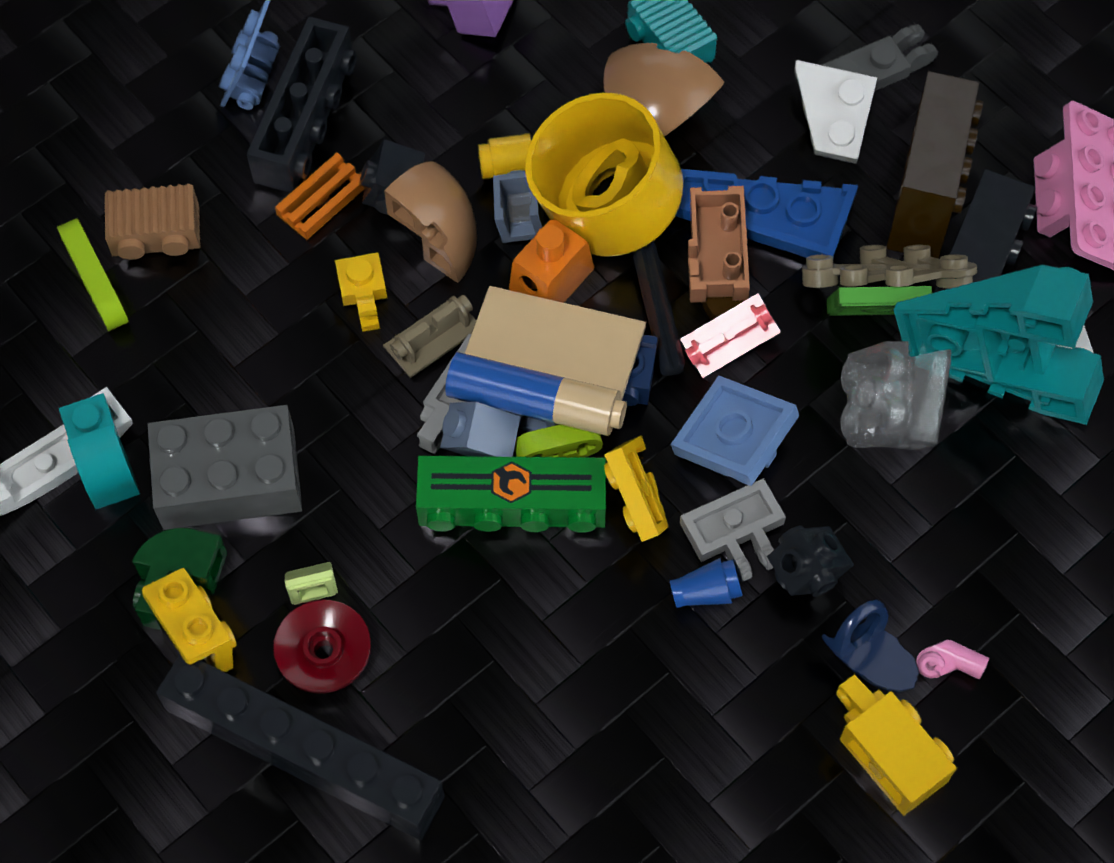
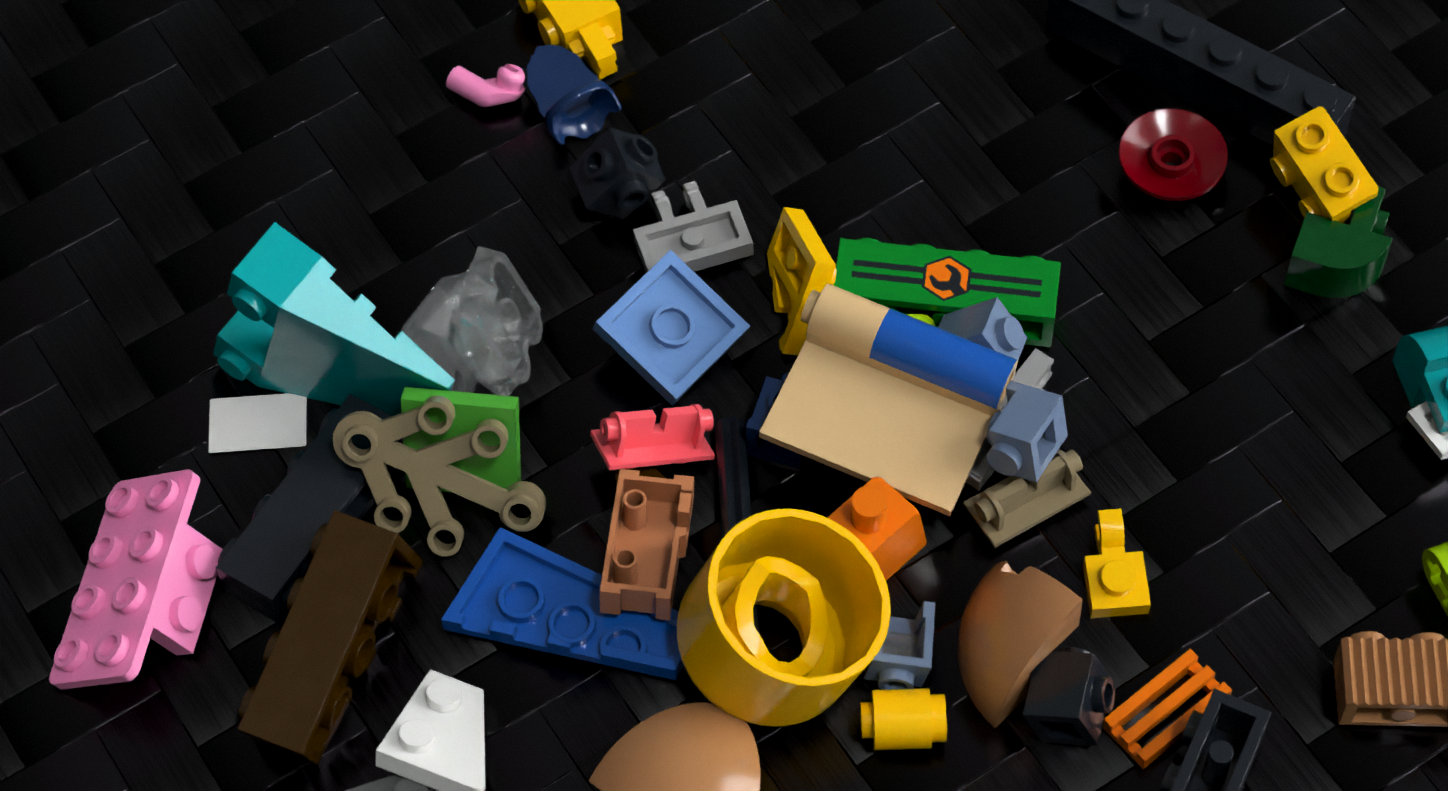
camera: 170 degrees left, 5 degrees down
(224, 467) = (1289, 349): dark grey brick -> none
(311, 583) = (1186, 228): yellowish green slope -> none
(436, 340) = (1026, 432): none -> sand blue brick
(707, 585) = (734, 177): blue cone -> none

